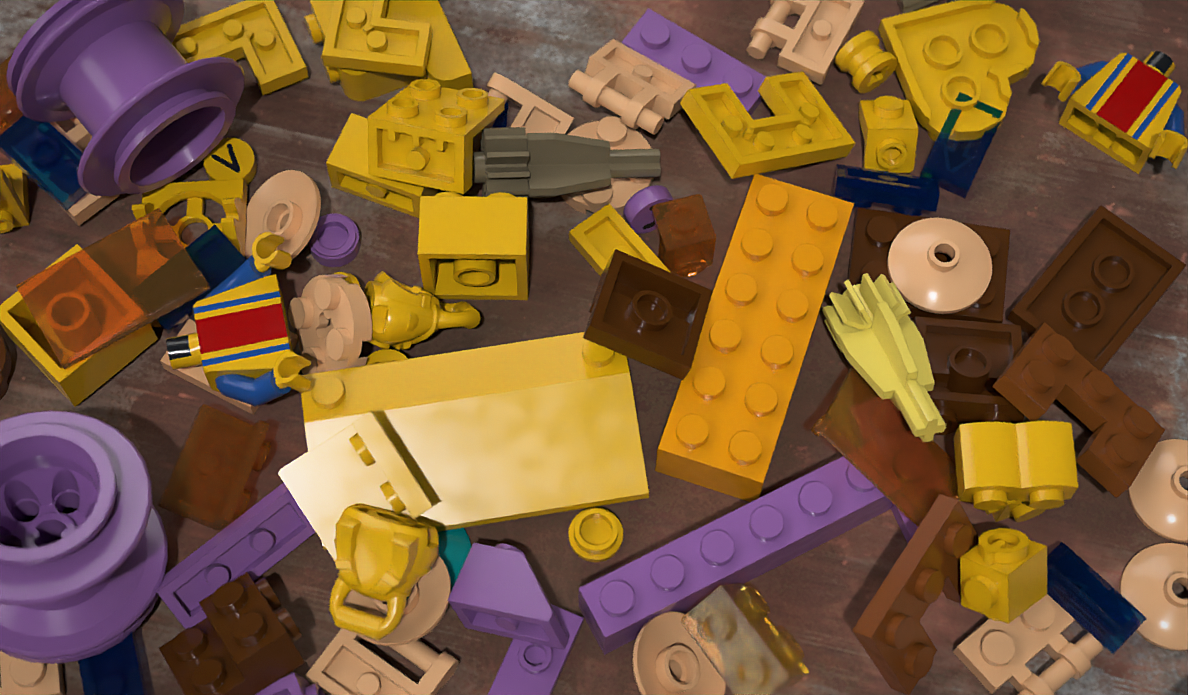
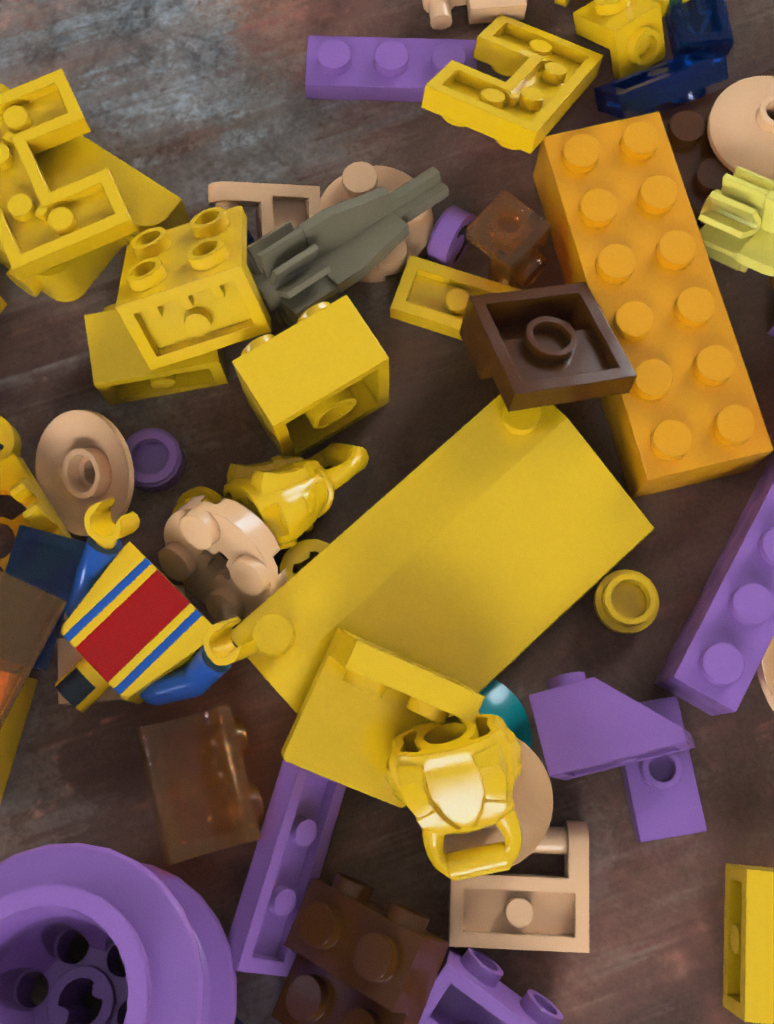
camera: 30 degrees left, 10 degrees up
(631, 86) = (349, 123): light nougat plate -> none

